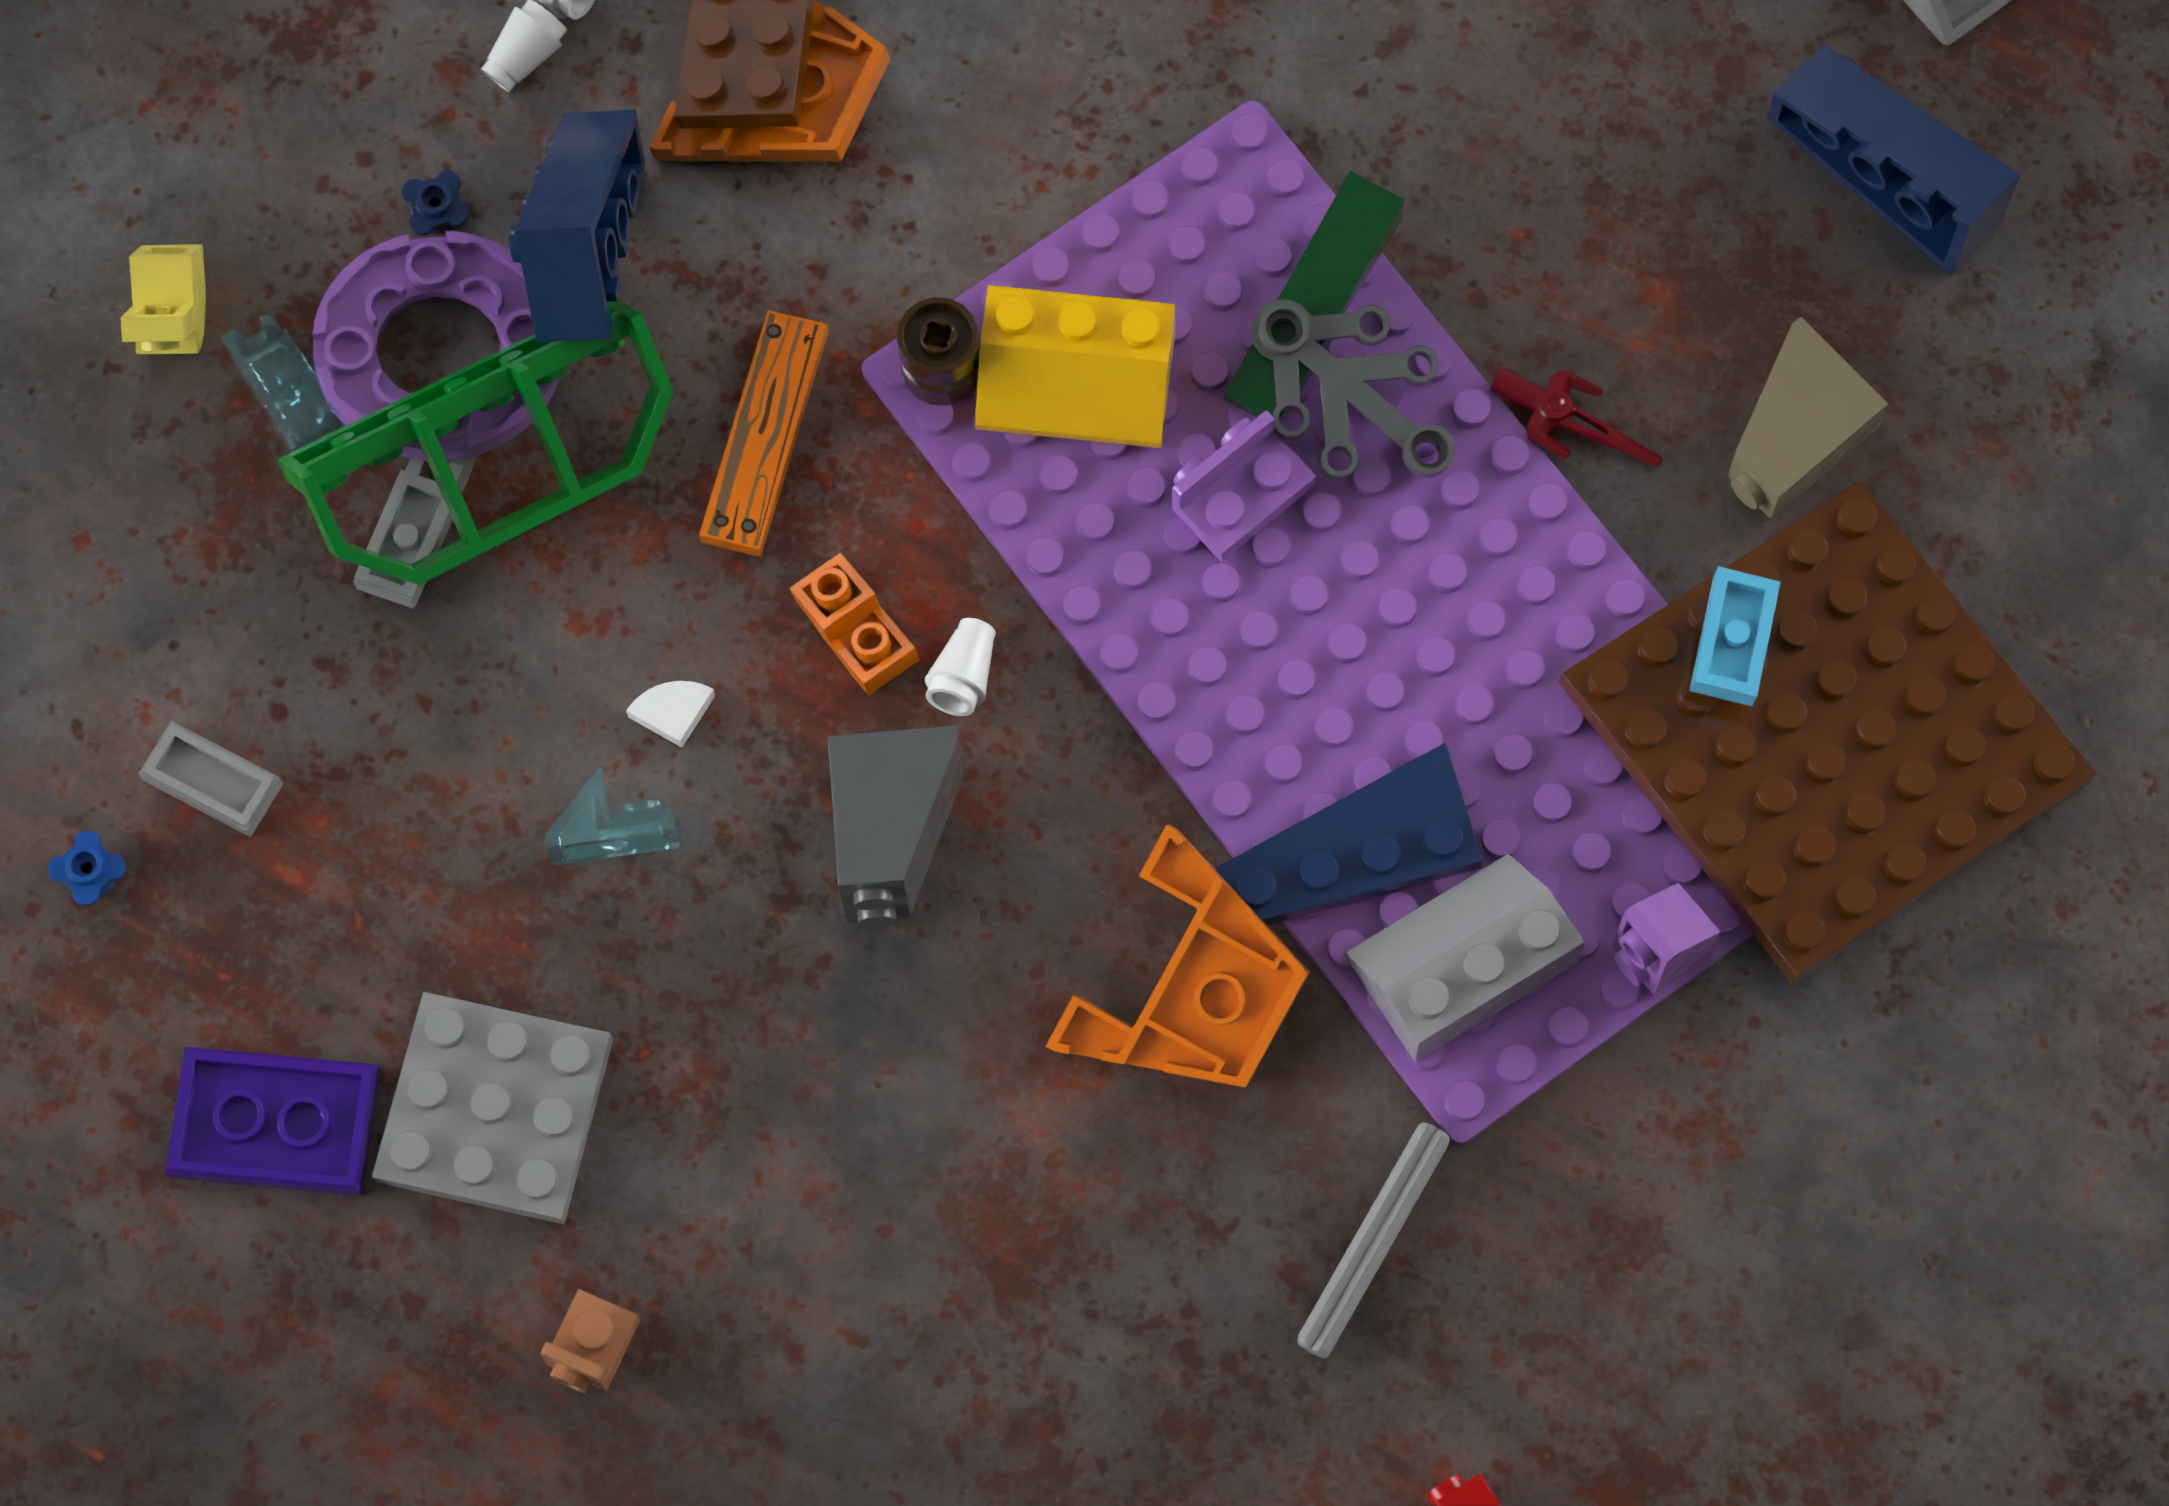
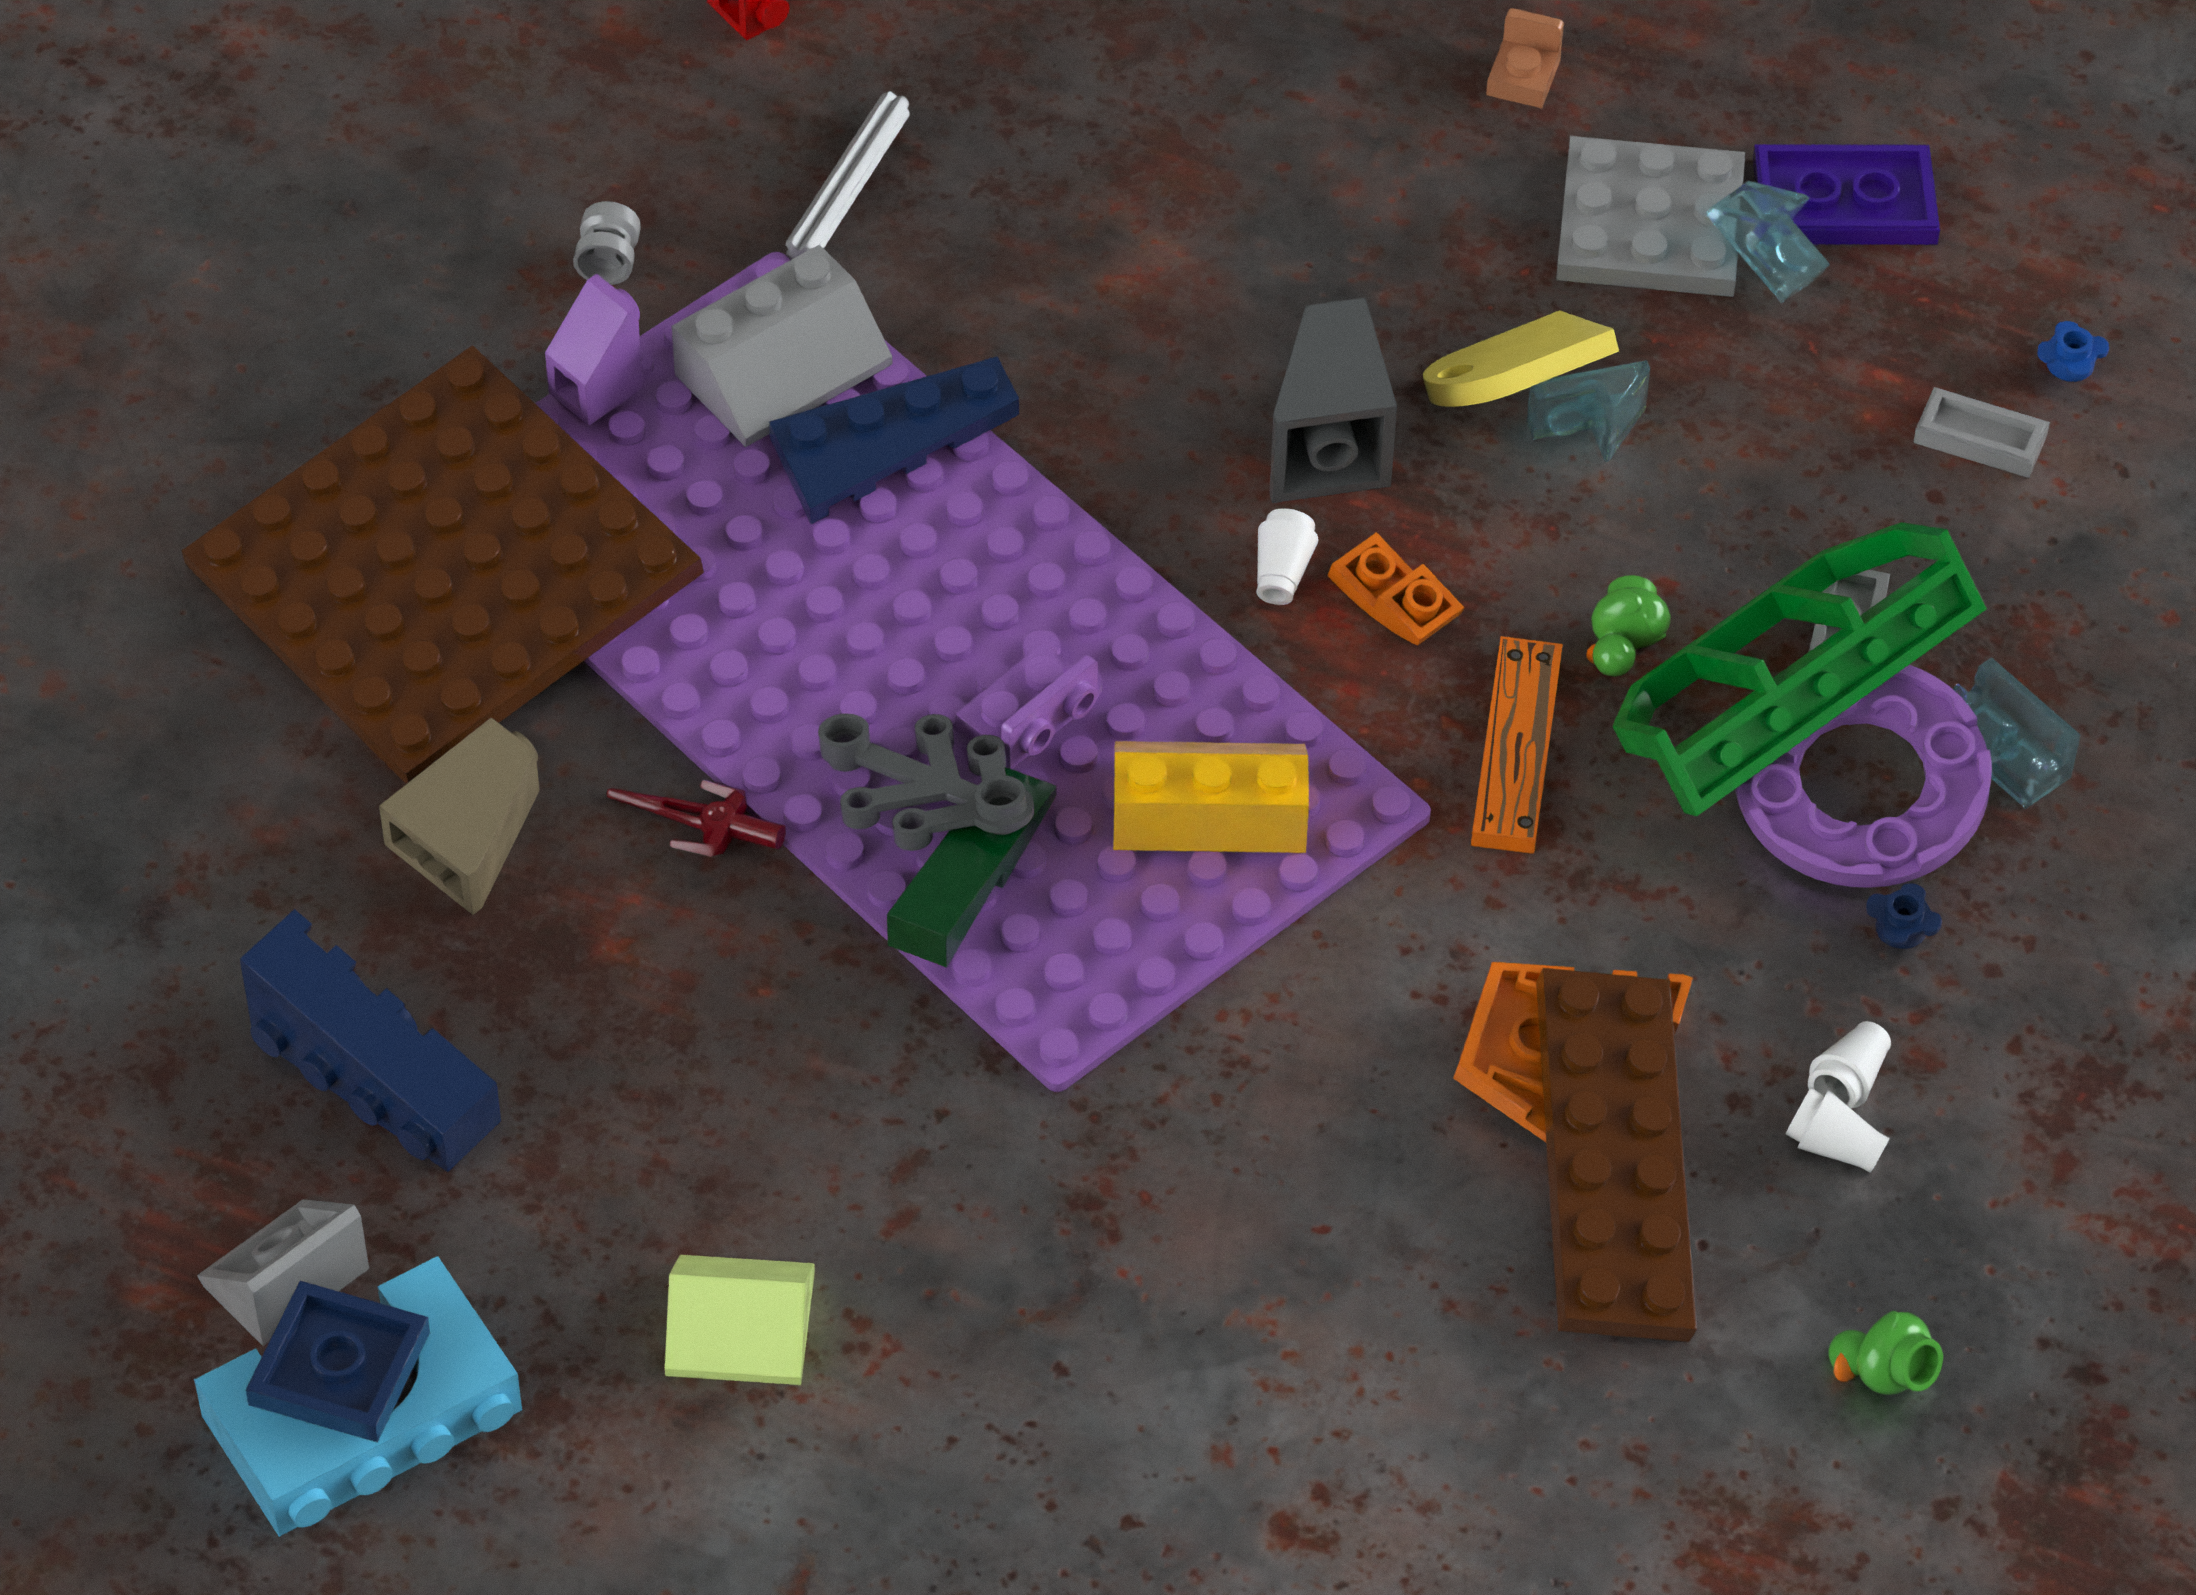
camera: 170 degrees right, 20 degrees down
(166, 299) = (2145, 780): light yellow brick -> none
(377, 1034) = (1762, 231): none -> clear light blue slope
(579, 224) = (1743, 847): dark blue wedge -> none
(631, 556) = (1625, 621): none -> bright green animal
(672, 709) = (1557, 512): white tile -> none
(677, 880) = (1517, 359): none -> light yellow tile
(939, 350) = (1350, 773): dark brown wheel -> none
(1215, 998) = (1014, 312): orange wing -> none
(1646, 1149) = (607, 242): none -> light grey wheel
(1735, 636) = (534, 579): medium azure plate -> none

